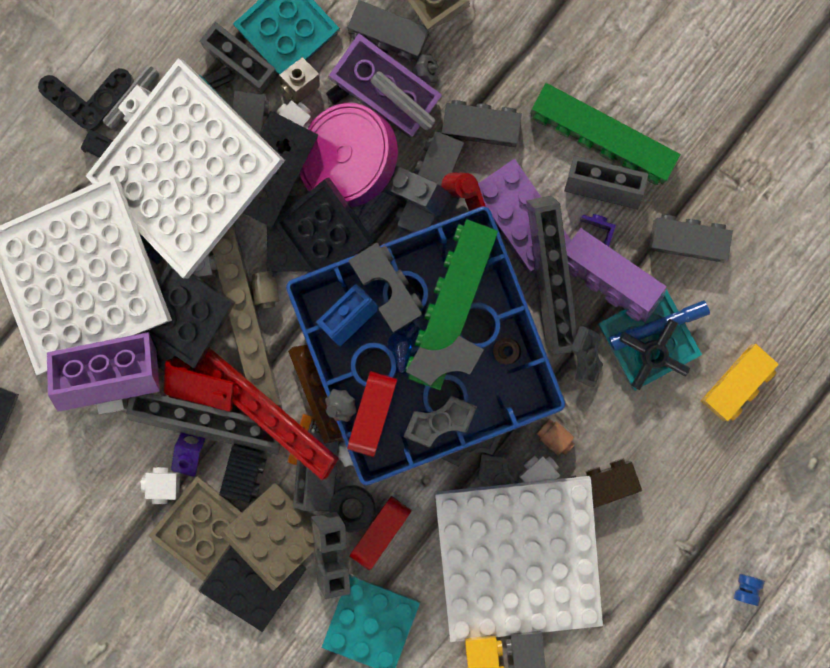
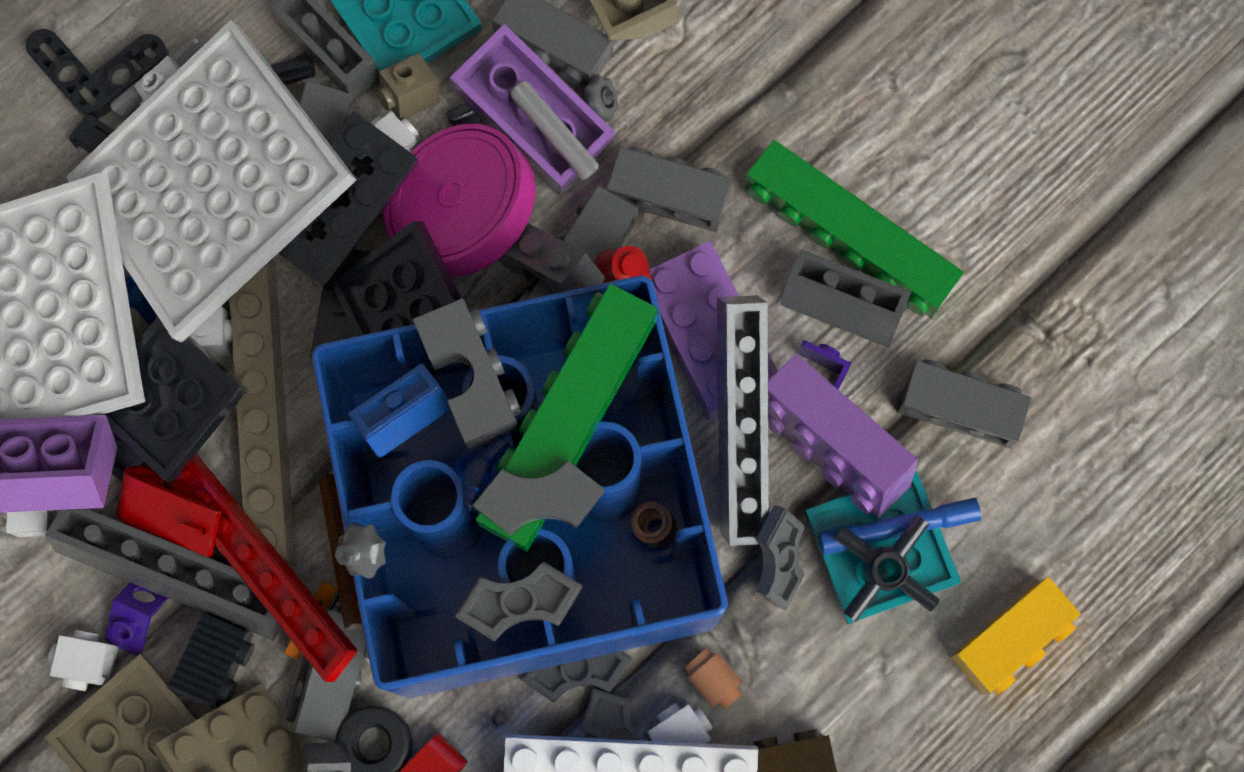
camera: 10 degrees right, 10 degrees down
(264, 290) = (299, 385): dark tan brick -> none
(372, 414) = (409, 571): red beam -> none

